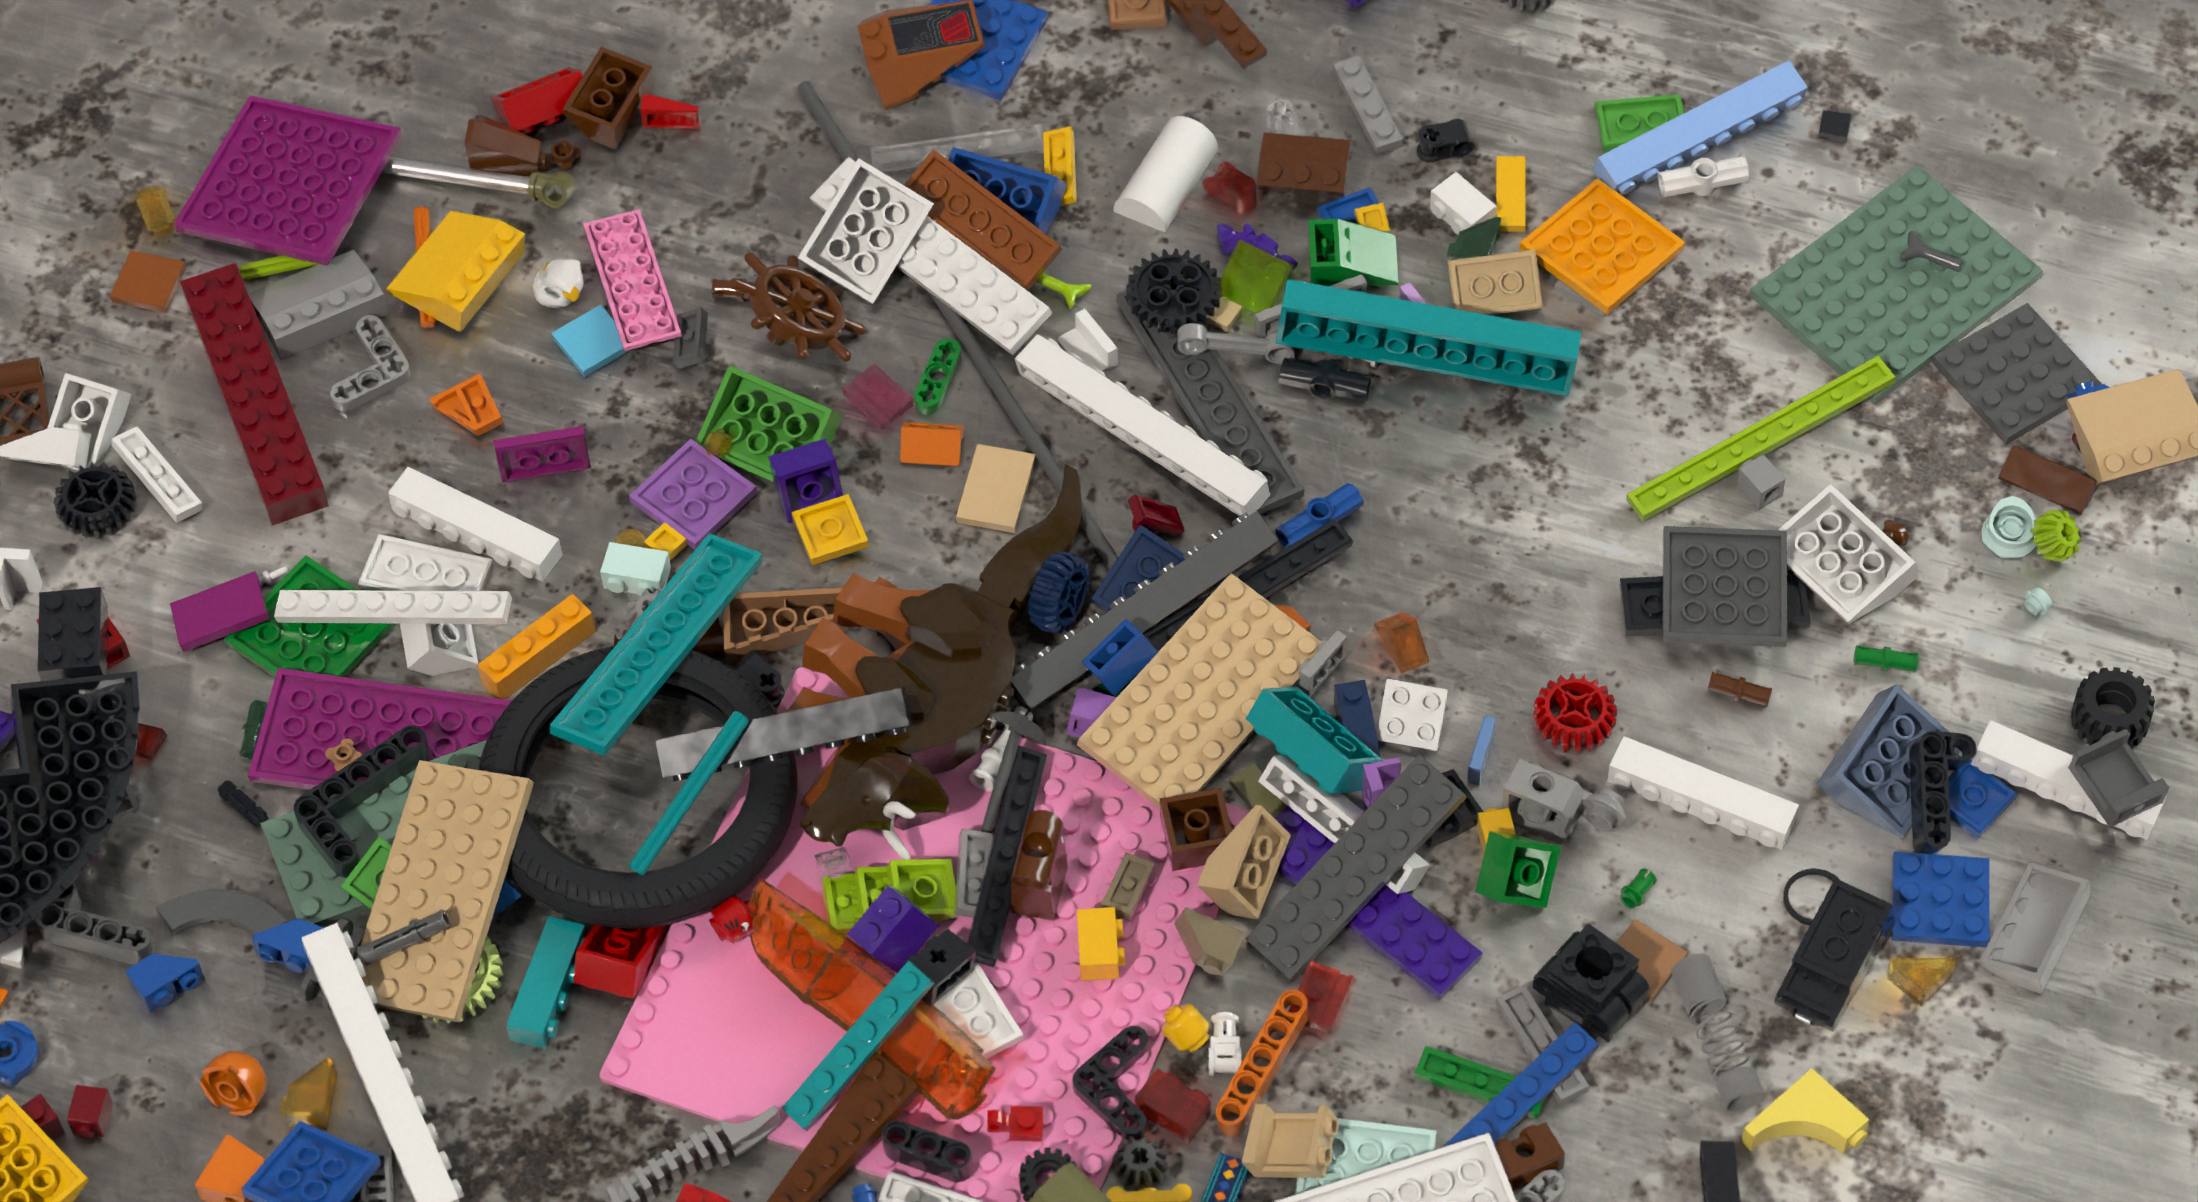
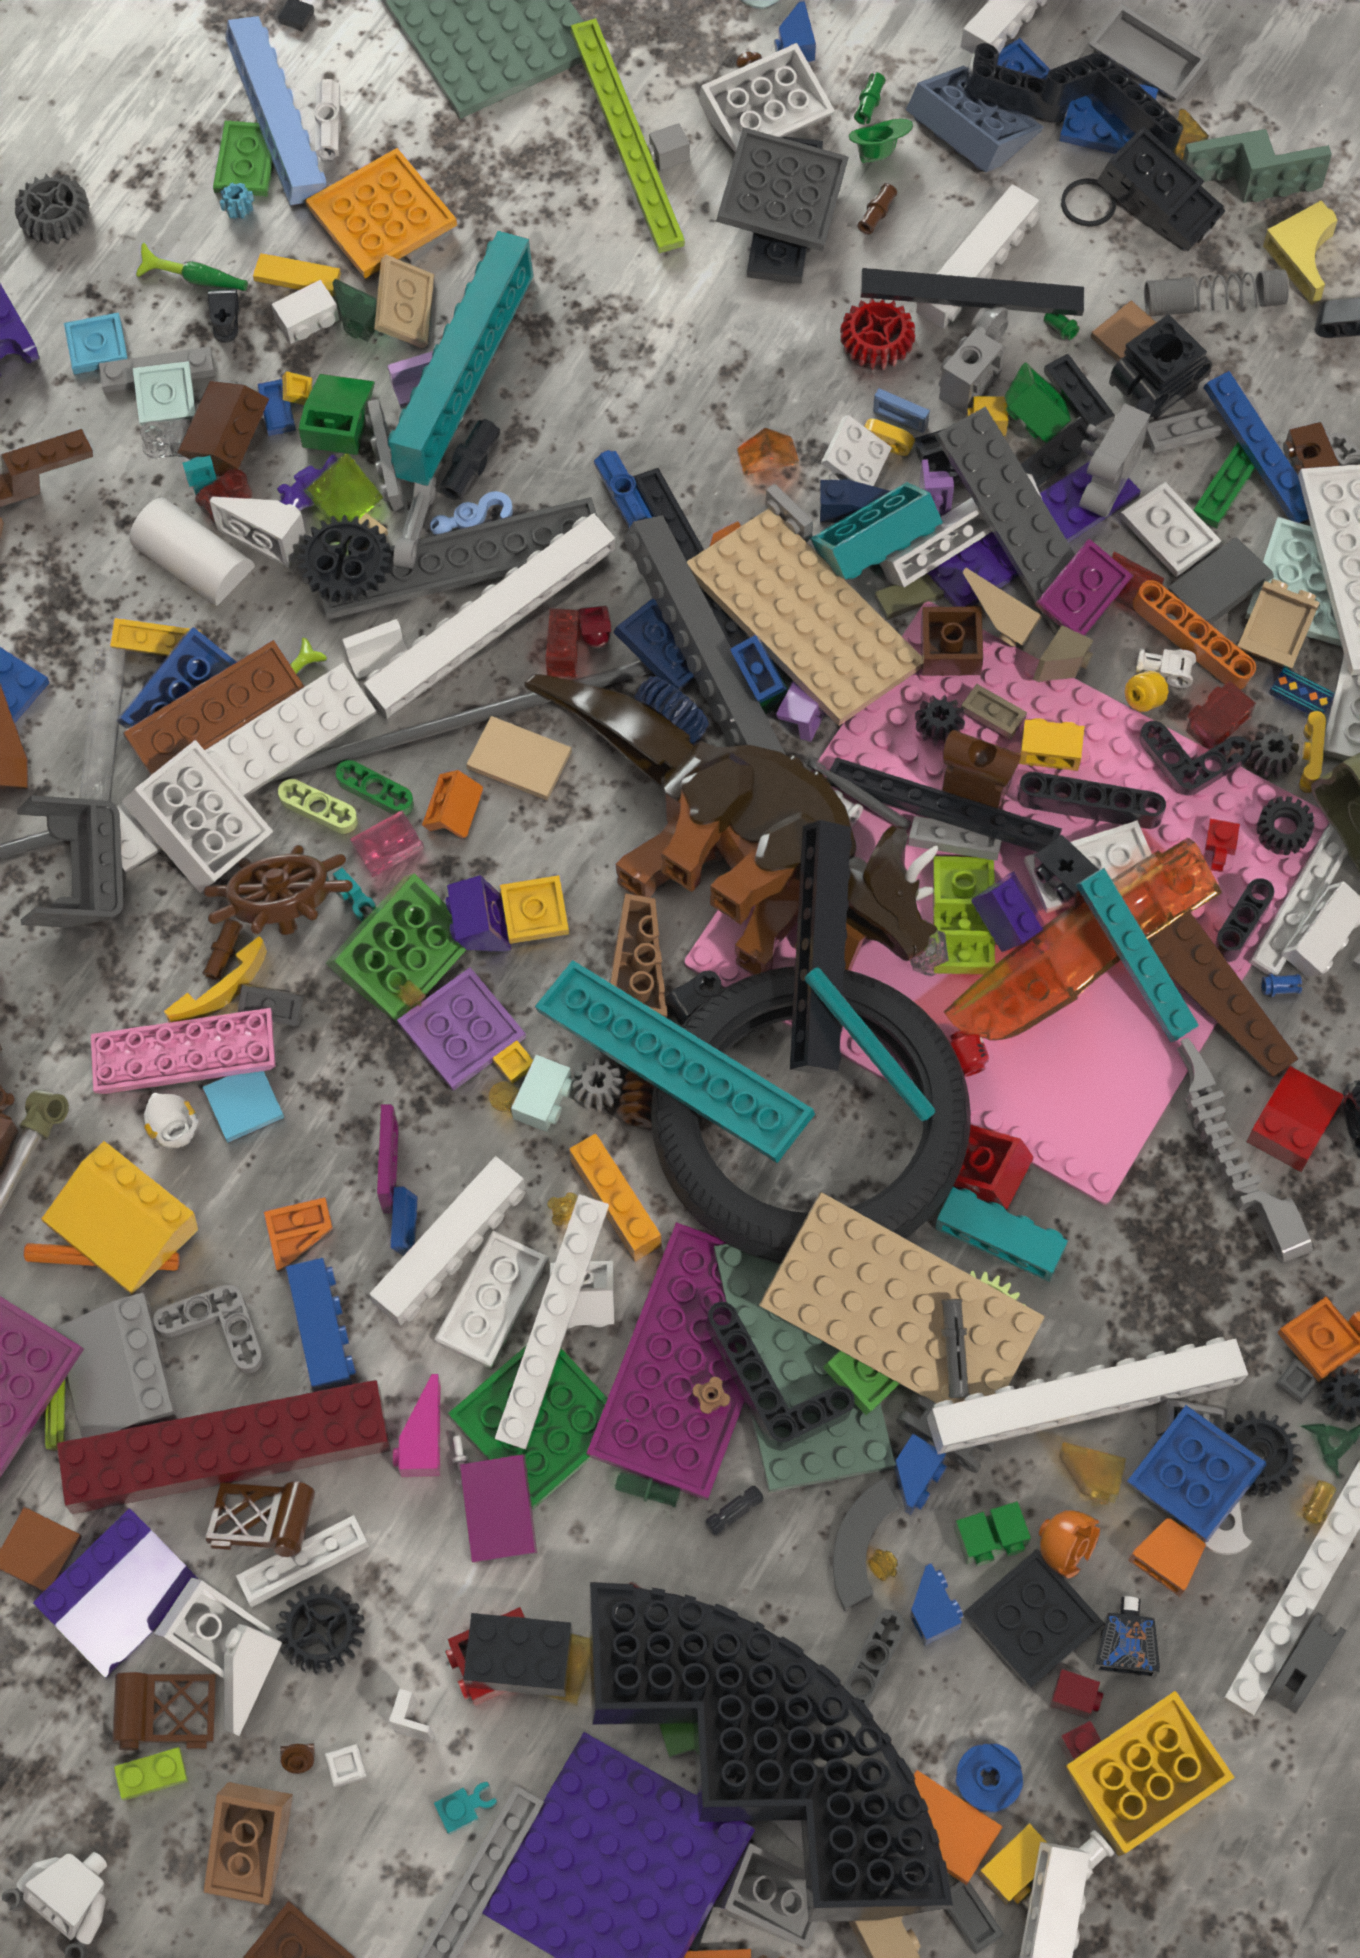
camera: 80 degrees left, 10 degrees up
(115, 342) = (115, 1593): none -> slope
(144, 1150) = (1128, 1642): none -> torso
(158, 1067) = (1033, 1619): none -> black plate
(190, 448) = (285, 1523): none -> reddish brown piece
(201, 933) = (883, 1564): none -> clear yellow plate
(240, 1018) = (991, 1535): none -> green piece
(284, 540) = (420, 1438): none -> dark pink slope
(378, 440) = (319, 1325): none -> blue brick
(490, 483) = (403, 1220): none -> blue tile
(526, 619) = (556, 1204): none -> clear yellow plate
(730, 312) = (225, 991): none -> yellow slope
(772, 179) = (95, 859): none -> dark grey windscreen
(821, 376) = (355, 896): none -> teal plate
(913, 345) = (310, 795): none -> yellowish green beam
(1040, 1002) = (1079, 790): none -> black beam
(1105, 836) = (939, 718): none -> black gear
(1115, 490) = (563, 643): none -> clear red brick
(1192, 221) = (261, 525): none -> white slope
(1243, 153) = (199, 472): none -> teal plate
(1259, 393) = (470, 514): none -> light blue piece
(1291, 946) = (1084, 589): none -> magenta tile
(1335, 110) = (164, 392): none -> light aqua plate
(1341, 1082) = (1222, 581): none -> dark grey tile
(1385, 49) = (95, 342): none -> medium azure tile
(1398, 1030) = (1170, 529): none -> white plate
(1446, 743) = (897, 438): none -> yellow beam
(1448, 939) = (1115, 456): none -> light grey piece
(1466, 905) = (1057, 452): none -> black plate
(1487, 105) = (192, 271): none -> green piece
(1550, 917) = (1078, 392): none -> black plate
(1581, 122) = (236, 200): none -> medium azure gear
(1640, 785) = (972, 291): none -> black tile
(1826, 670) = (879, 140): none -> green piece
(1896, 1045) = (1256, 167): none -> sand green bracket
(1945, 890) = (1116, 90): none -> black beam
(1946, 574) = (798, 30): none -> blue slope

